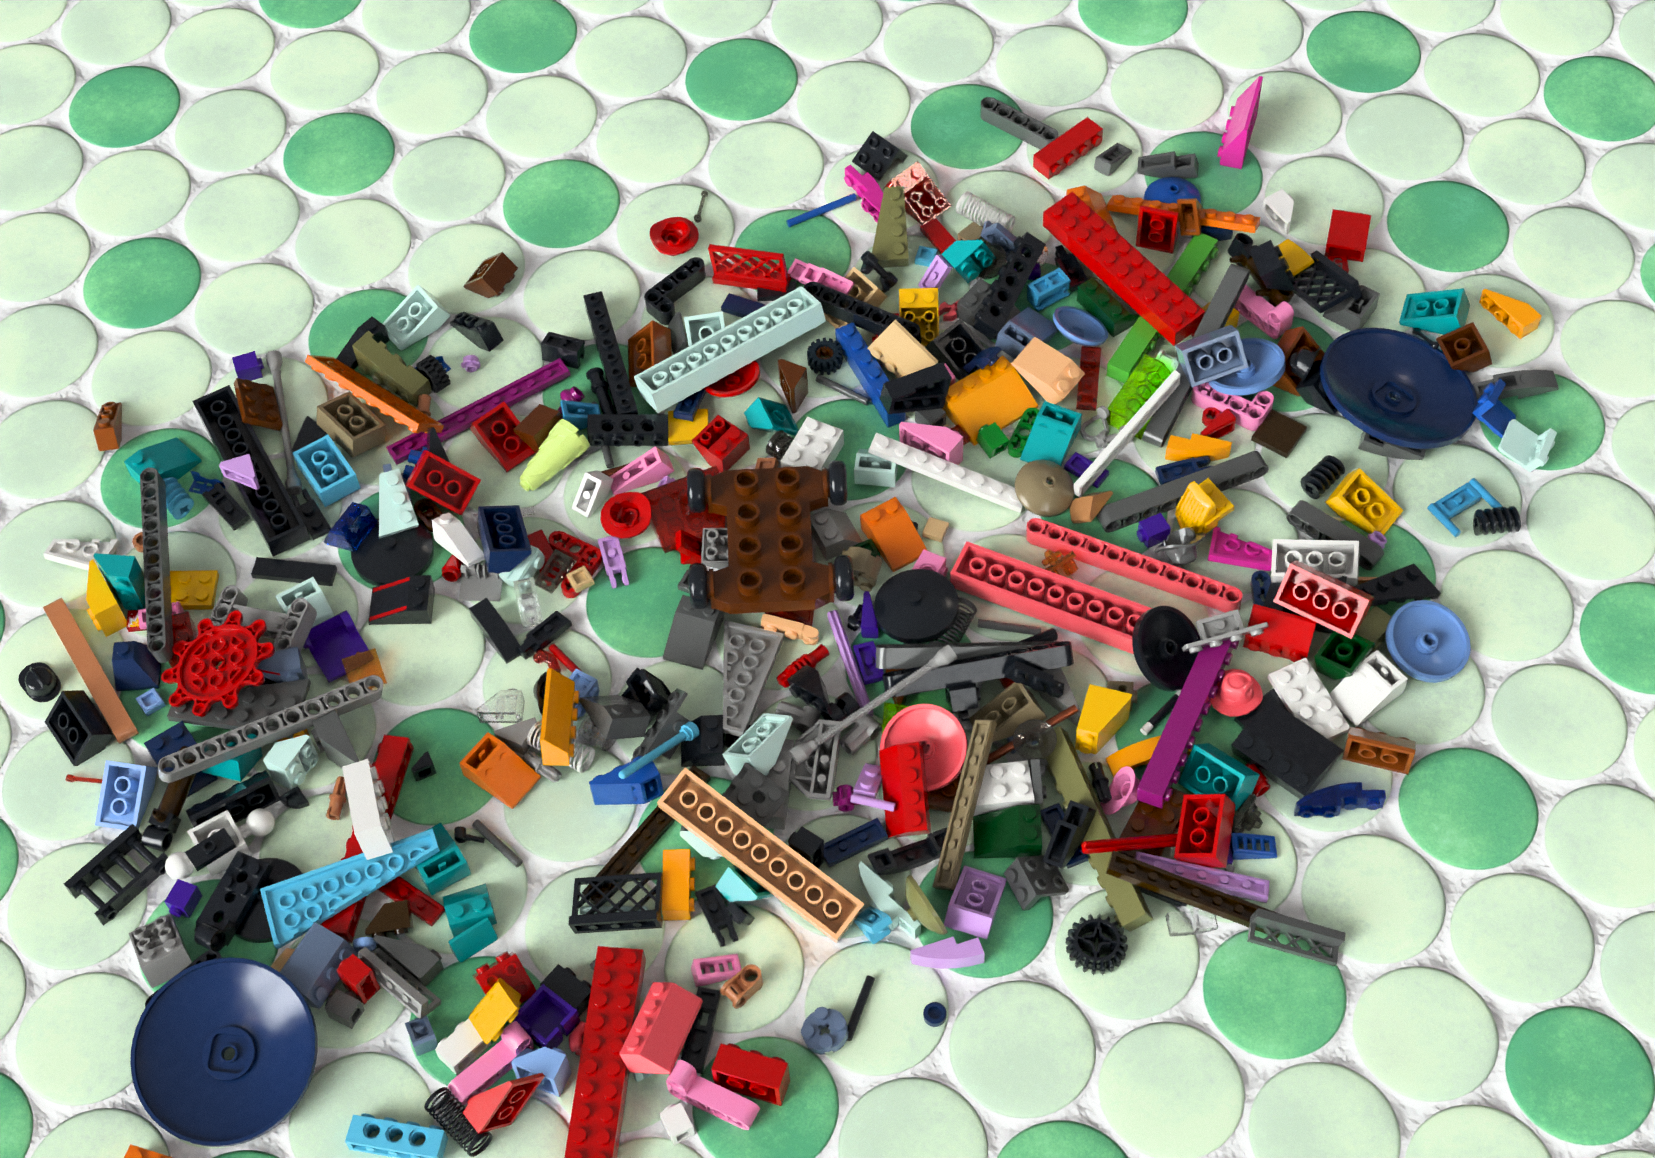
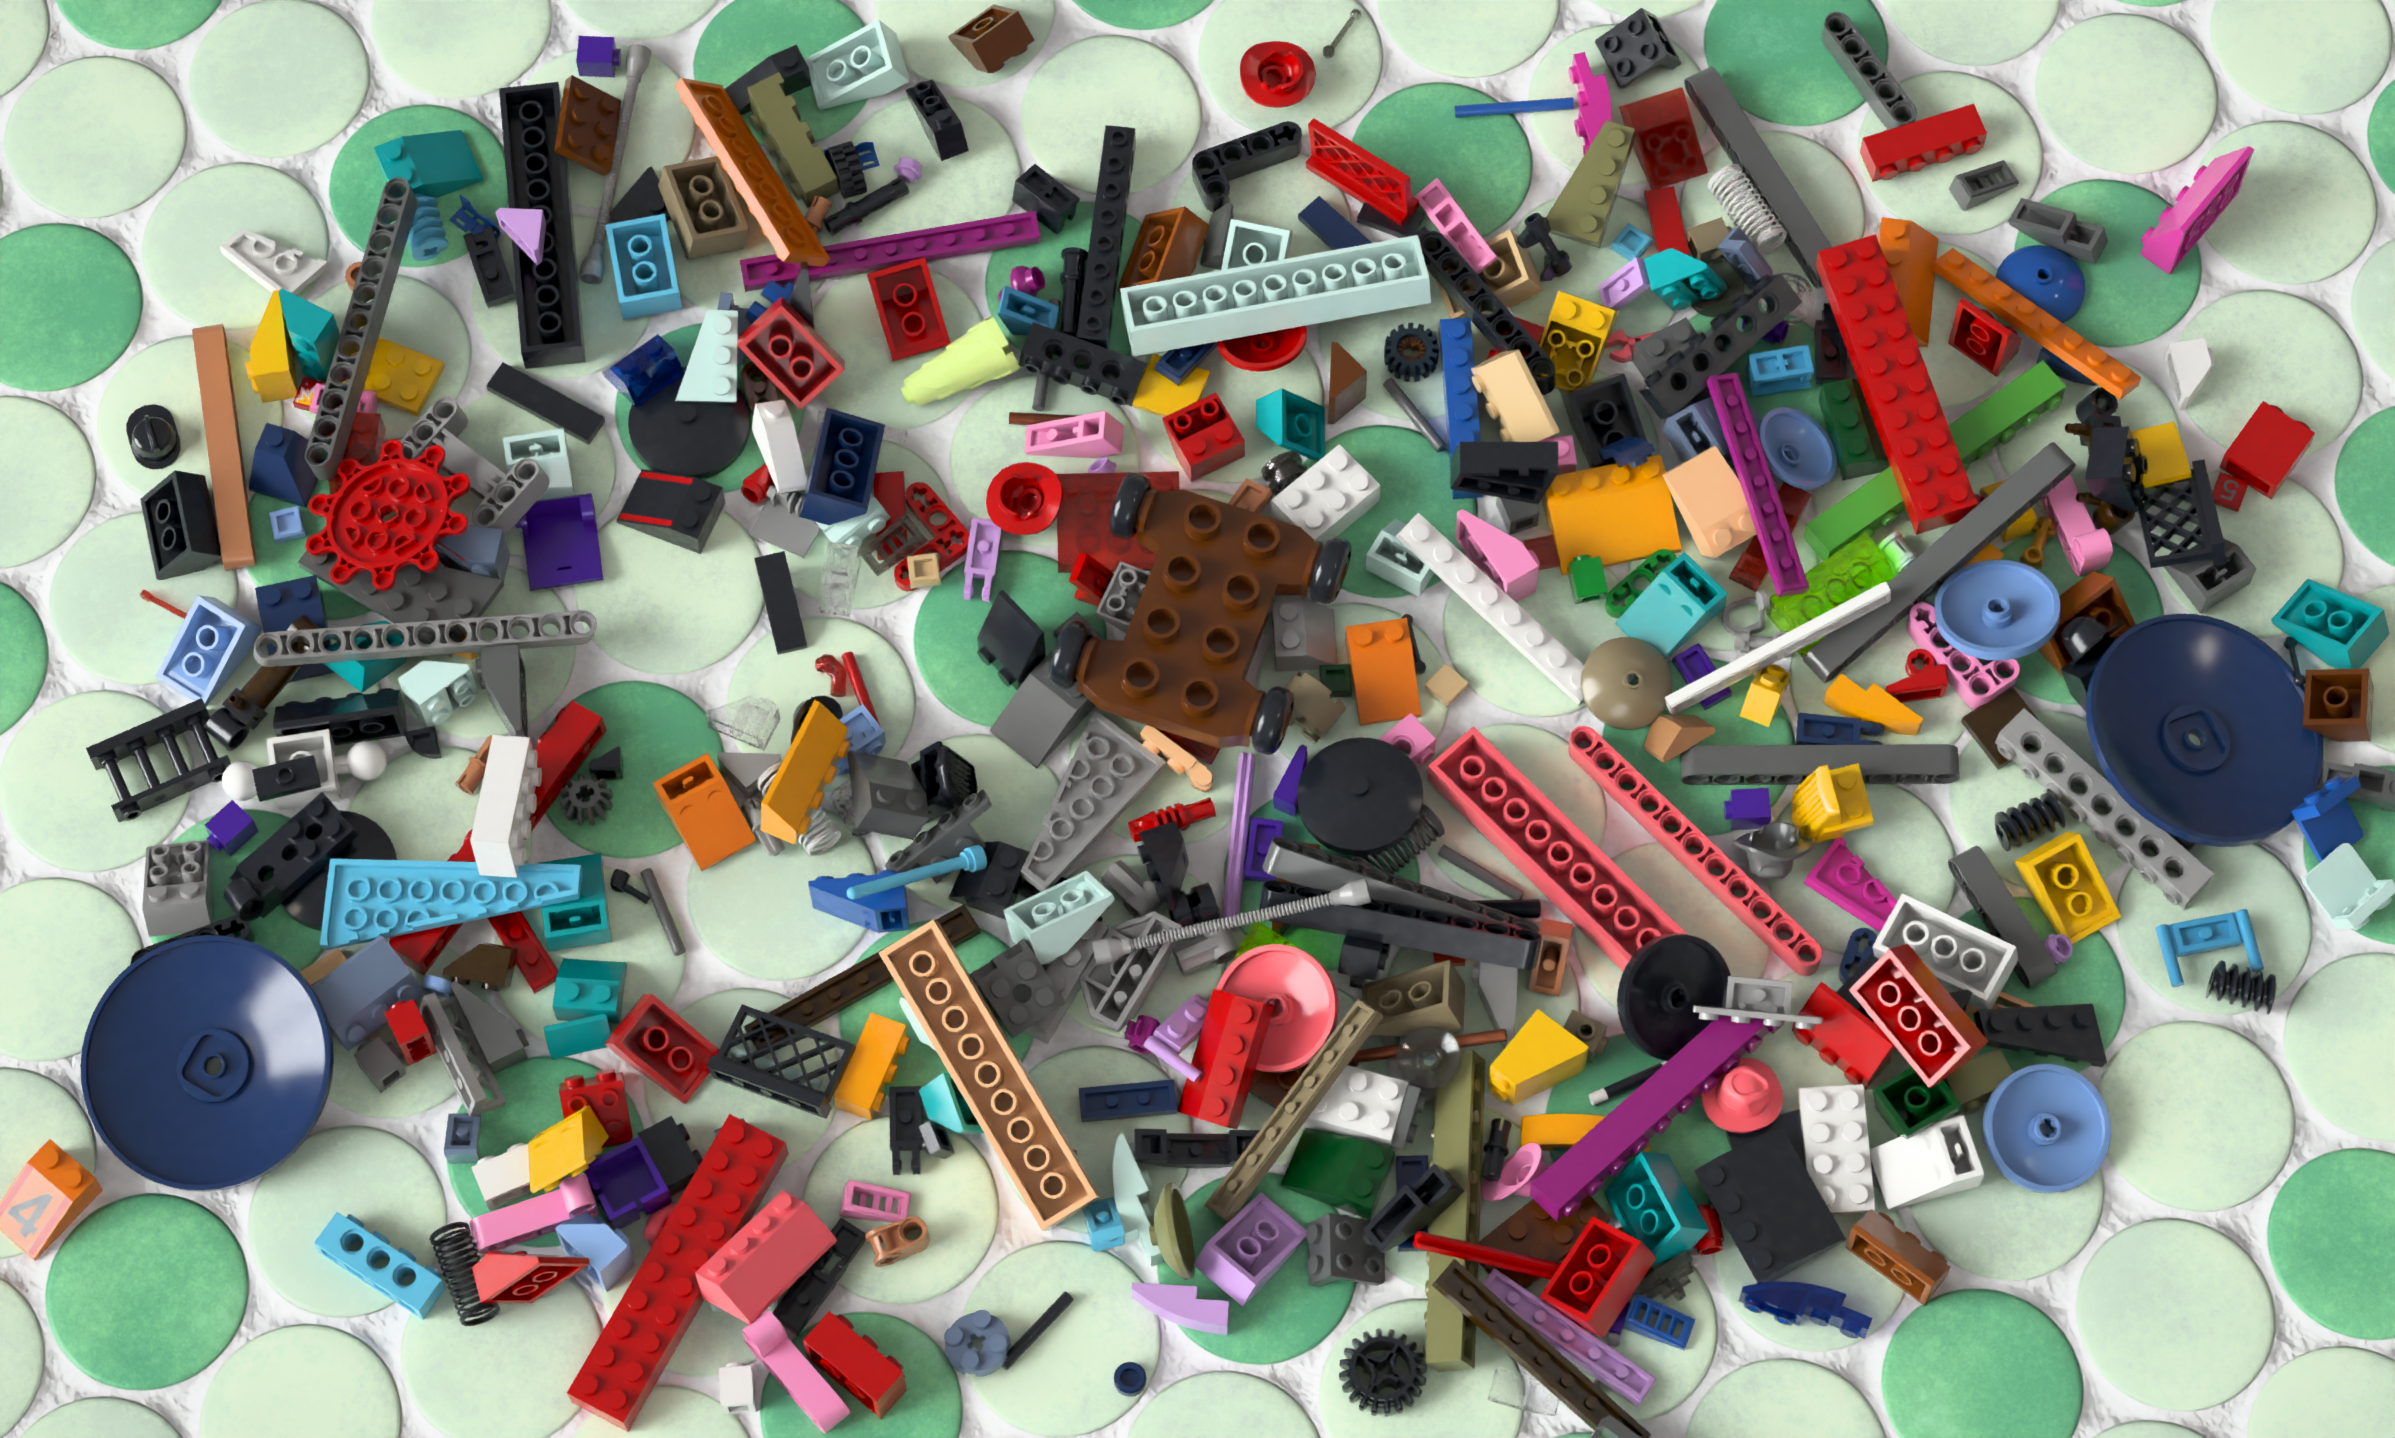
camera: 20 degrees right, 10 degrees up
(109, 426) = (374, 78): dark orange slope -> none
(311, 515) = (599, 326): black hinge -> none
(362, 666) = (583, 589): clear orange piece -> none
(410, 794) = (574, 803): none -> dark grey gear
(447, 397) = (855, 212): none -> black pin
(533, 925) = (663, 1047): none -> red slope
(537, 425) = (960, 310): reddish brown slope -> none
(544, 634) = (844, 633): black hinge -> none
(592, 492) = (994, 442): white slope -> none
(655, 596) = (1010, 641): none -> black slope
(808, 846) = (1058, 1088): black brick -> none
(853, 622) = (1269, 778): black hand -> none
(962, 180) = (1749, 151): none -> dark grey beam
(1034, 678) = (1469, 972): black hinge -> none
(1066, 562) = (1603, 810): clear orange hips -> none
(1070, 349) = (1757, 484): none -> magenta tile
(1081, 669) = (1552, 957): none -> nougat slope
(1130, 464) = (1765, 694): none -> yellow slope
(1189, 216) = (2035, 337): dark orange slope -> none
(1212, 355) = (1951, 578): sand blue slope -> none
(1244, 320) = (2033, 555): none -> pearl gold bar
(1362, 453) = (2099, 792): none -> light grey brick

